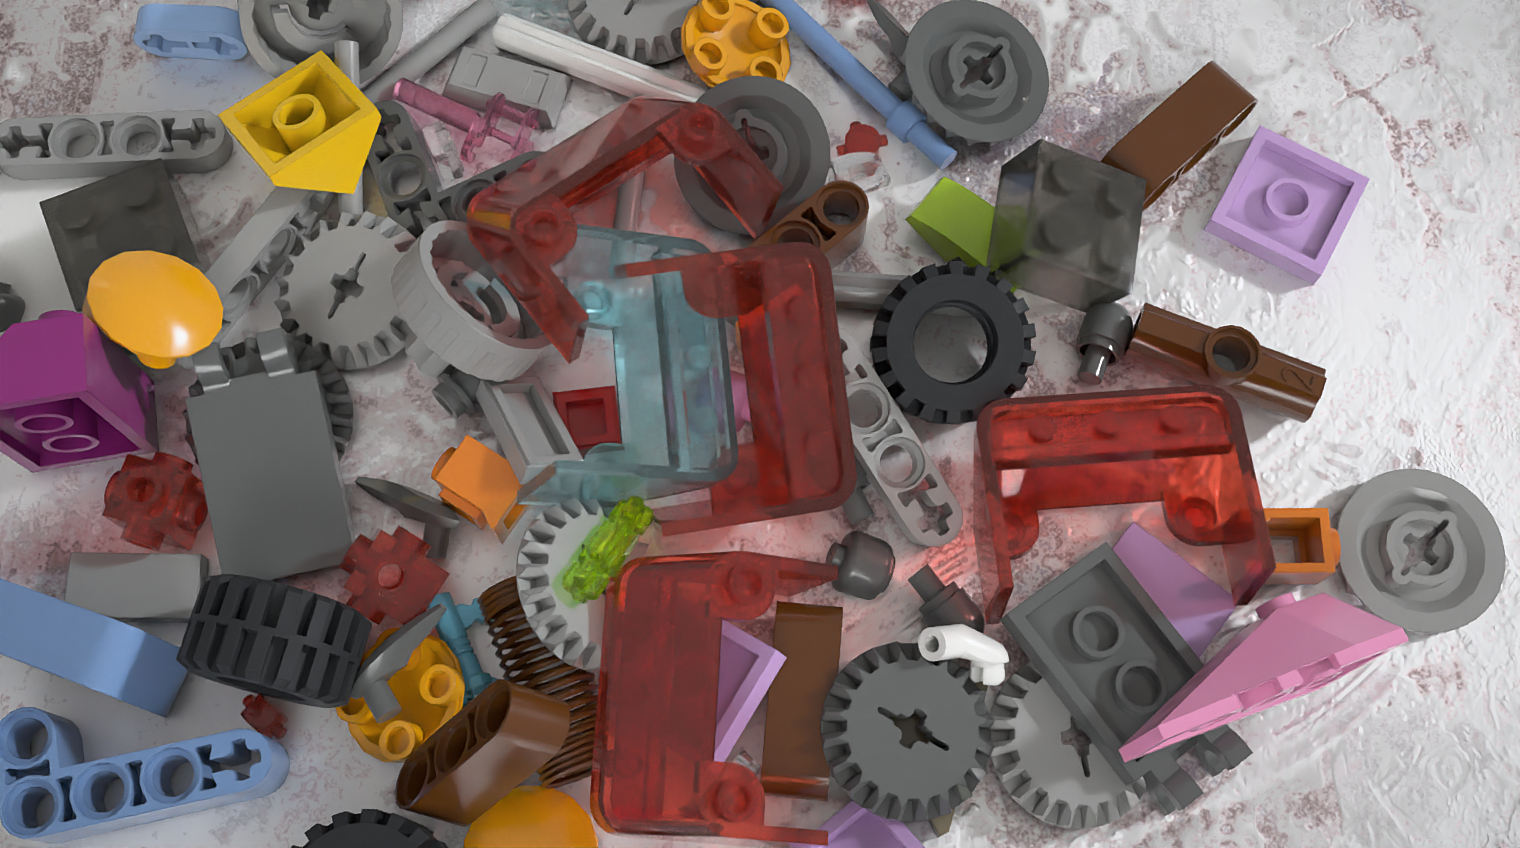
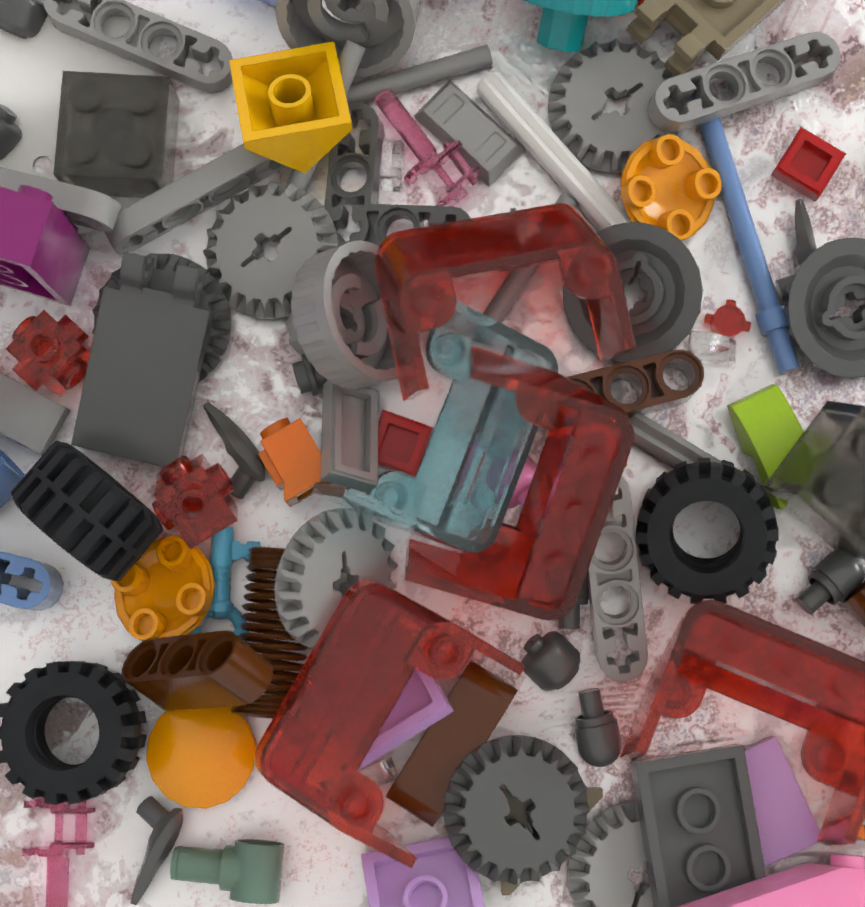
camera: 30 degrees right, 10 degrees up
(154, 306) = (111, 207): light orange dish -> none
(264, 716) = (57, 557): clear red piece -> none
(387, 660) = (165, 562): dark grey bar -> none
(607, 549) = (361, 565): clear neon green axle -> none
(963, 642) = (589, 763): white arm -> none

